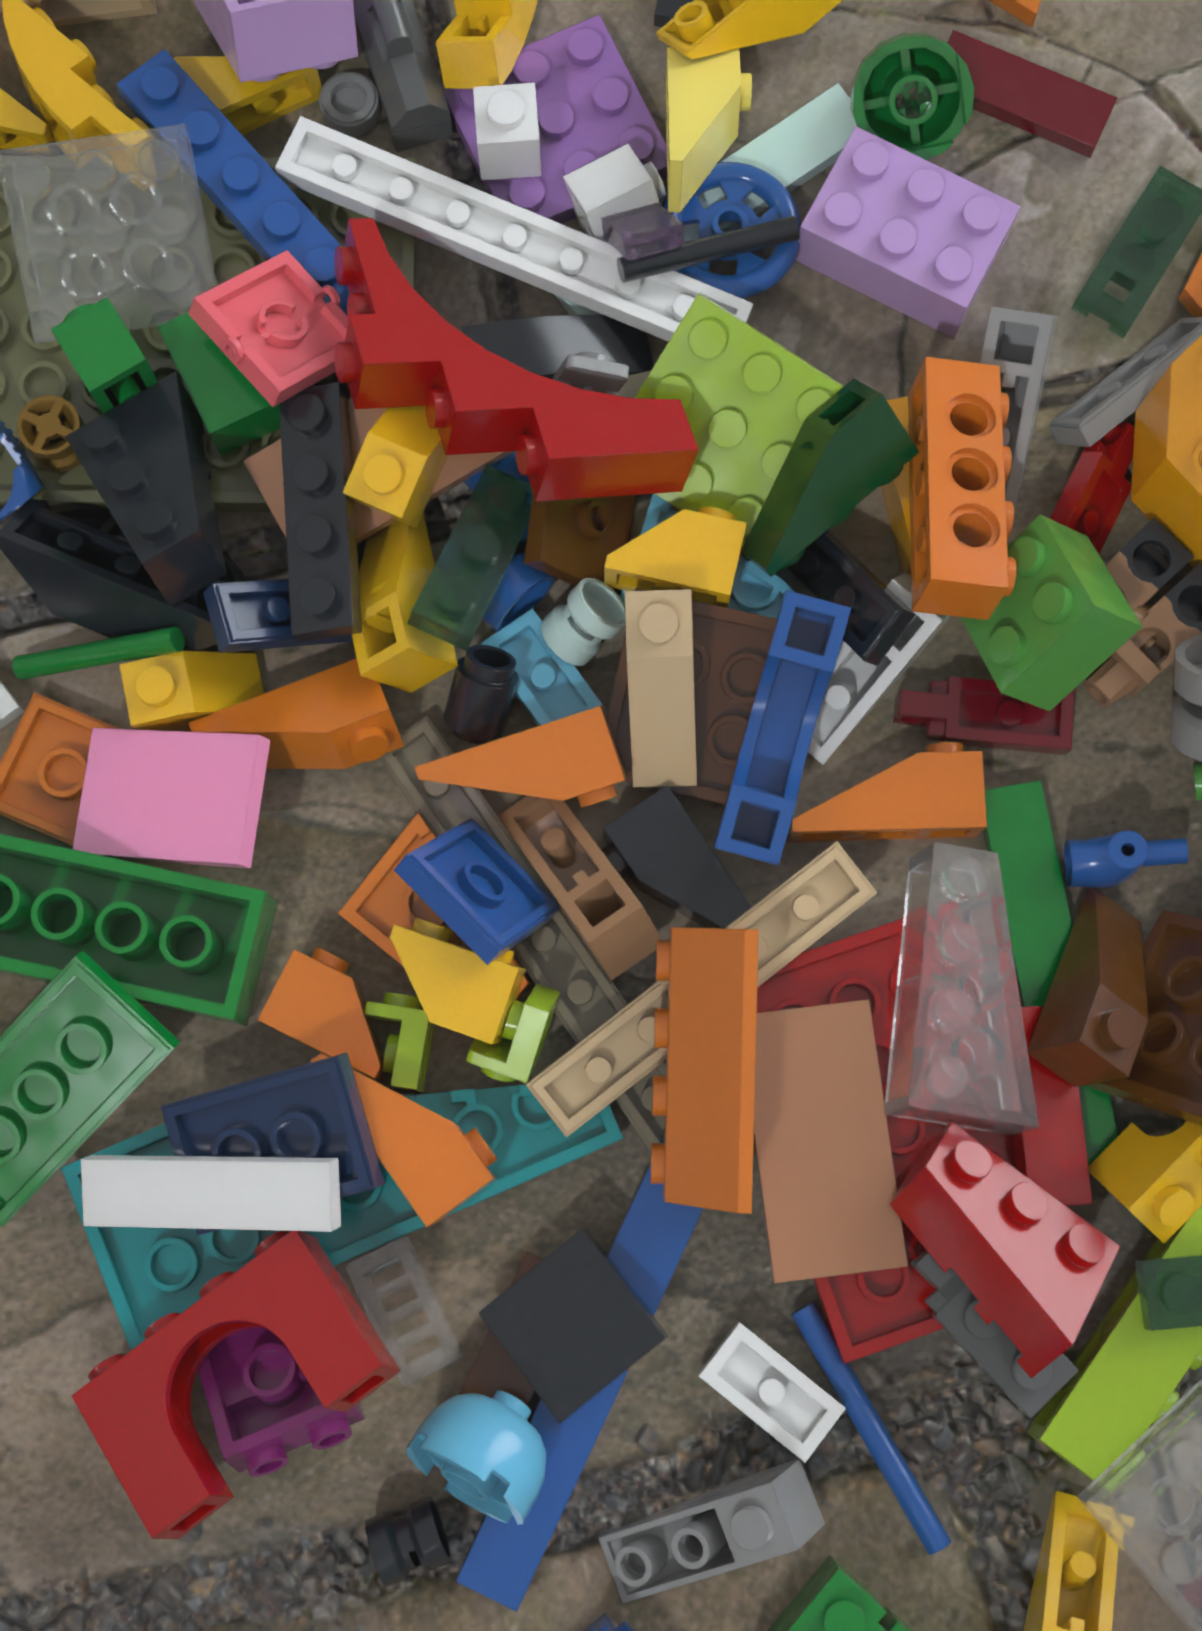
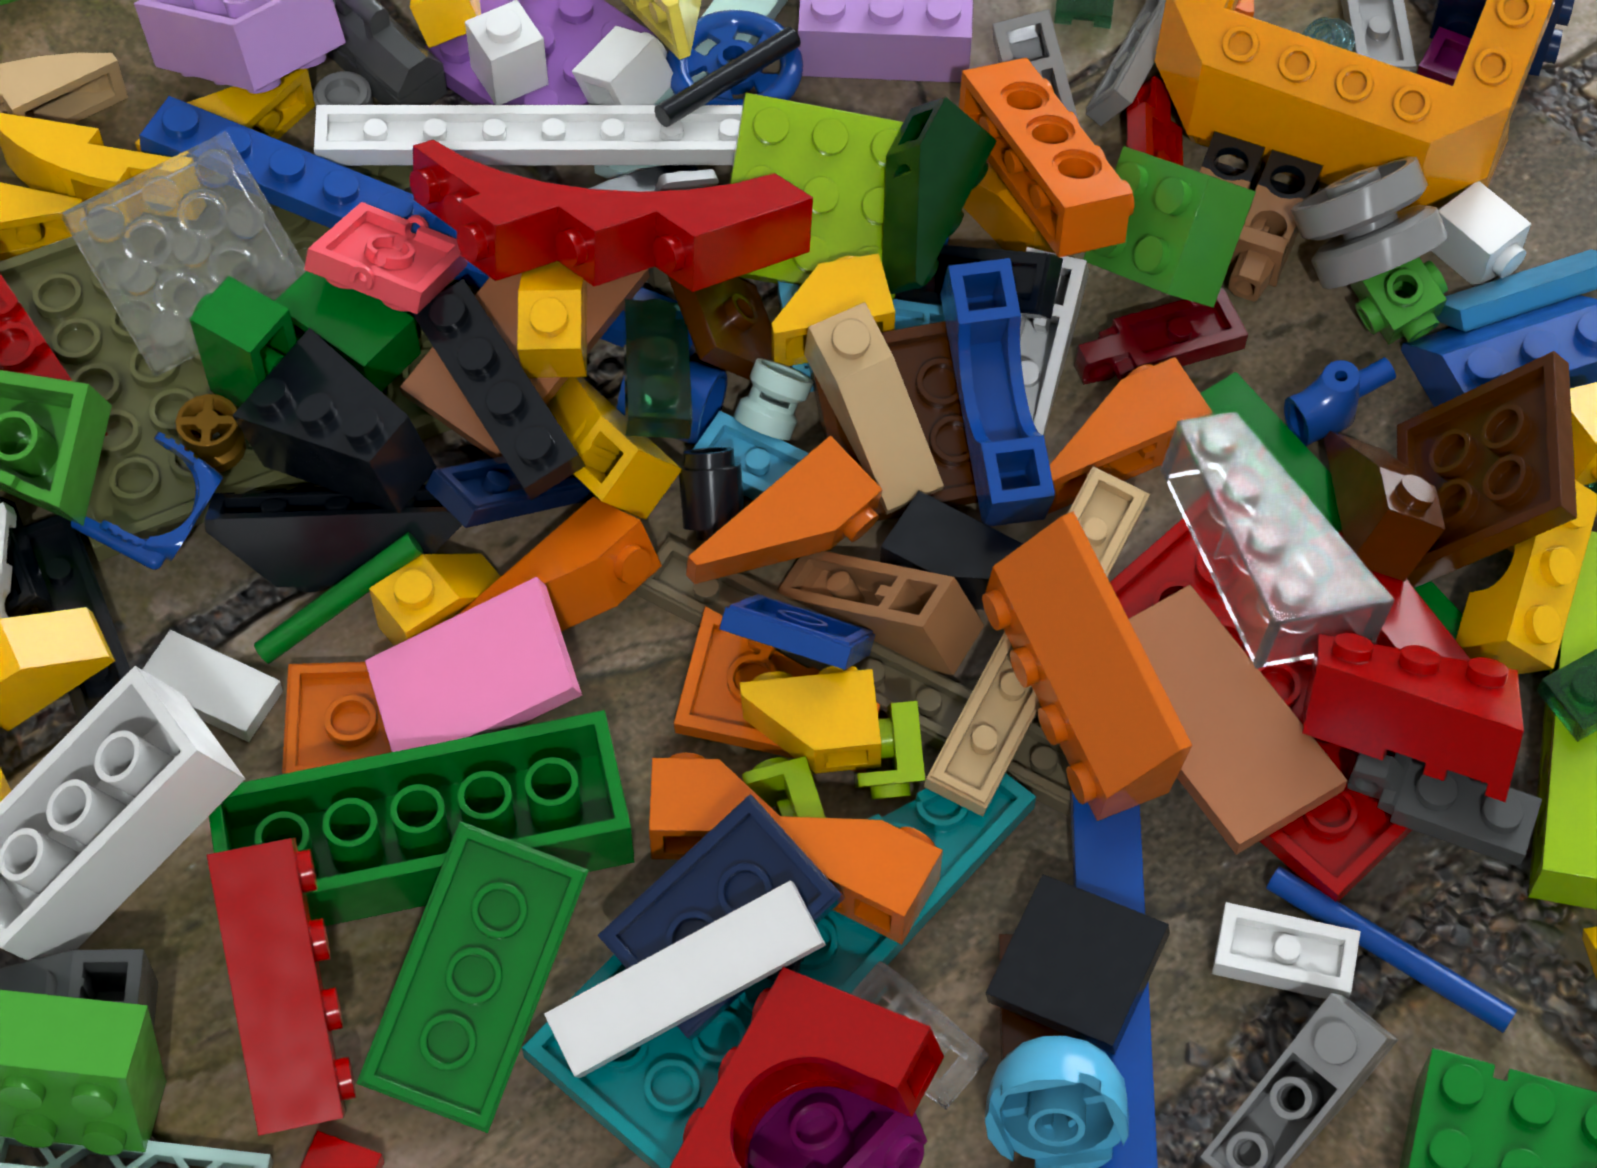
camera: 25 degrees left, 20 degrees down
(643, 231) = (666, 80): clear purple tile -> none

